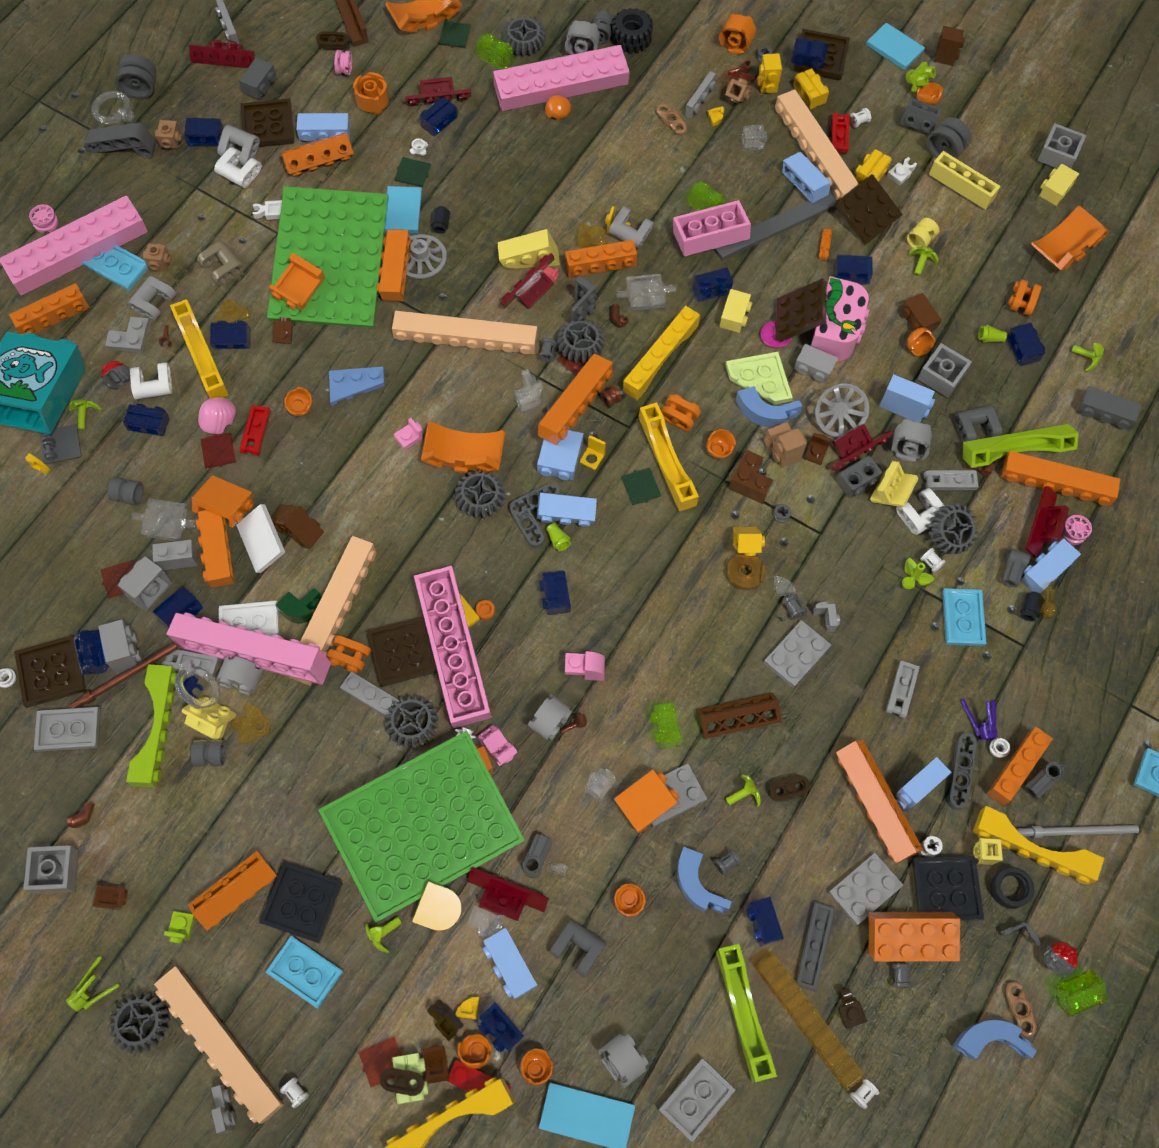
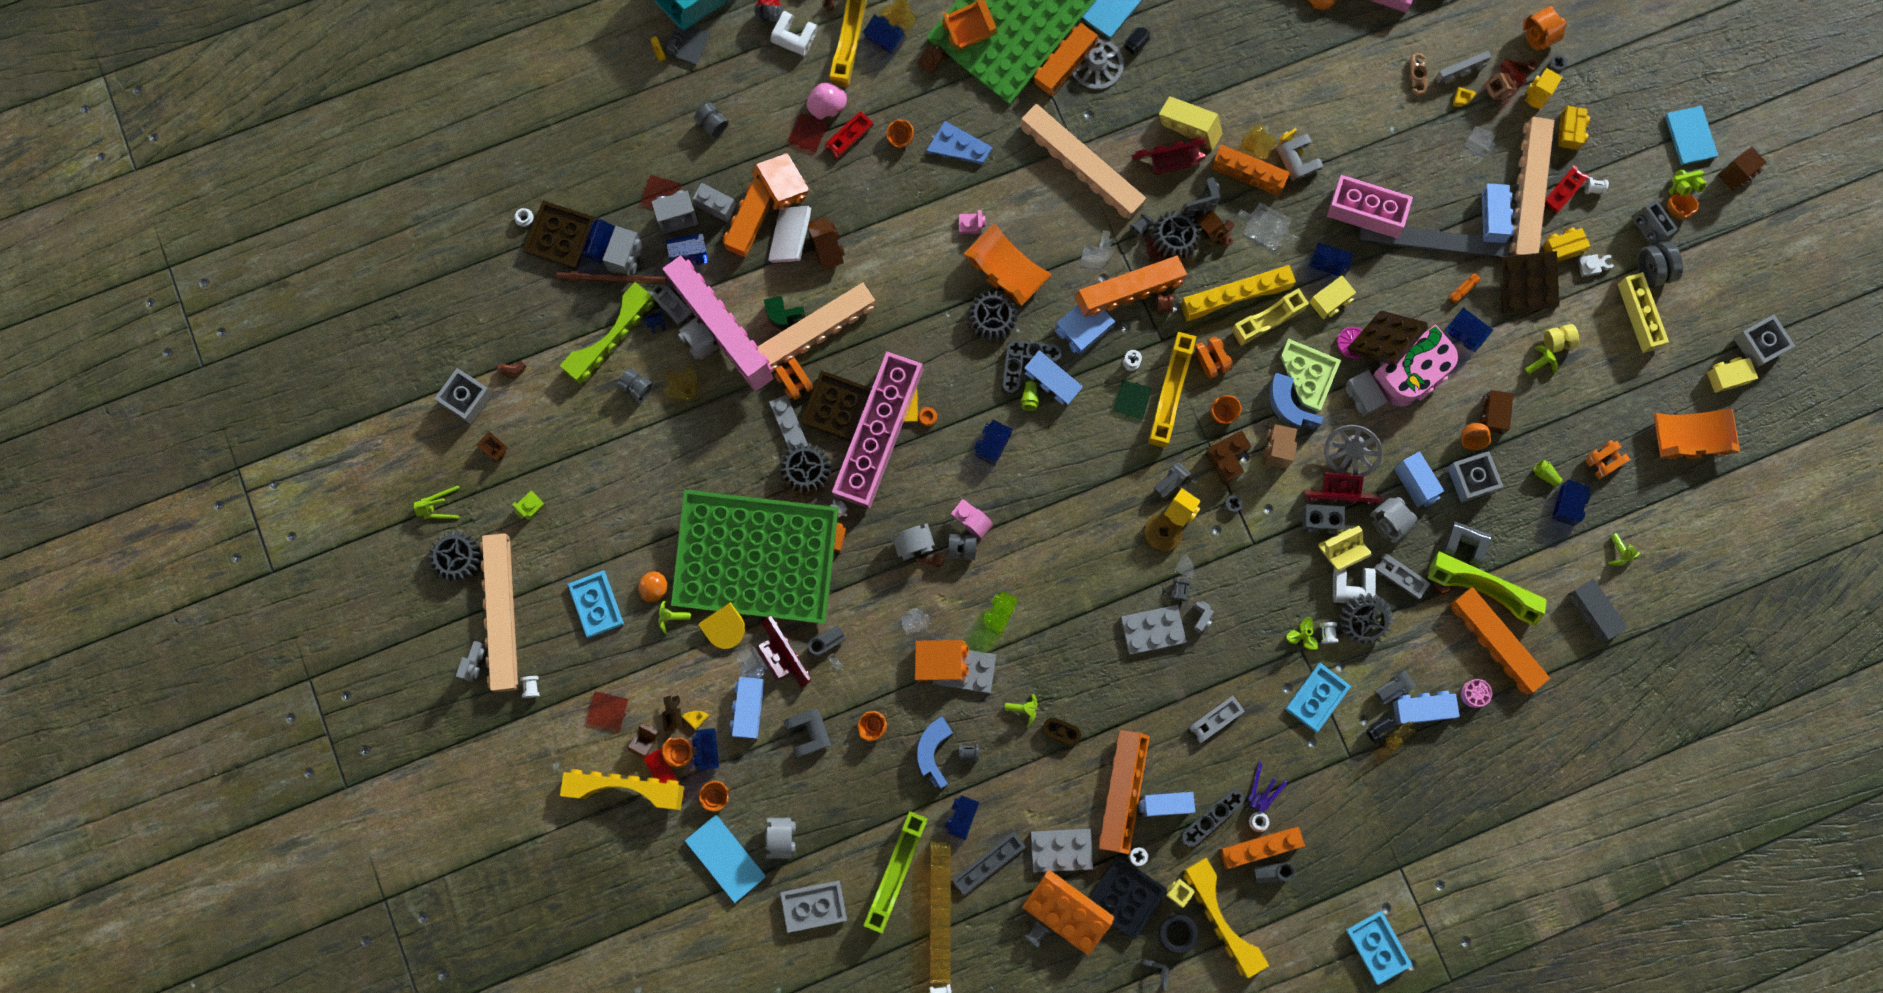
camera: 35 degrees right, 10 degrees up
(67, 729) = (543, 291): light grey plate -> none
(82, 405) = (724, 20): lime plant -> none
(146, 419) = (768, 67): clear blue brick -> none
(164, 519) = (726, 165): clear plate -> none
(188, 669) = (660, 307): clear piece -> none
(210, 720) = (653, 356): light yellow bracket -> none
(232, 890) = (583, 505): orange brick -> none
(252, 616) = (739, 297): white tile -> none
(301, 902) = (627, 551): black plate -> none
(347, 918) = (652, 587): none -> orange hair
(402, 1081) = (609, 735): dark brown plate -> none
(414, 1064) = (617, 736): yellowish green brick -> none
(497, 745) = (856, 534): bright pink brick -> none
(595, 447) = (1117, 339): yellow bracket -> none
(598, 689) = (968, 543): none -> dark grey wheel
(604, 315) = (1212, 226): none -> reddish brown brick
(619, 455) = (1137, 360): none -> white bush
(703, 196) = (1387, 173): clear neon green brick -> none
(704, 347) = (1258, 324): none -> light yellow arch
(723, 522) = (1177, 477): none -> dark grey piece
(739, 708) = (1068, 642): reddish brown fence -> none
(809, 53) = (1596, 92): clear blue brick -> none
(817, 448) = (1307, 470): reddish brown bracket -> none
(835, 55) = (1612, 98): dark brown plate -> none
(851, 1012) = (978, 930): dark brown plate -> none
(1039, 832) = (1235, 908): light grey bar -> none
(1047, 522) = (1454, 670): dark red bracket -> none

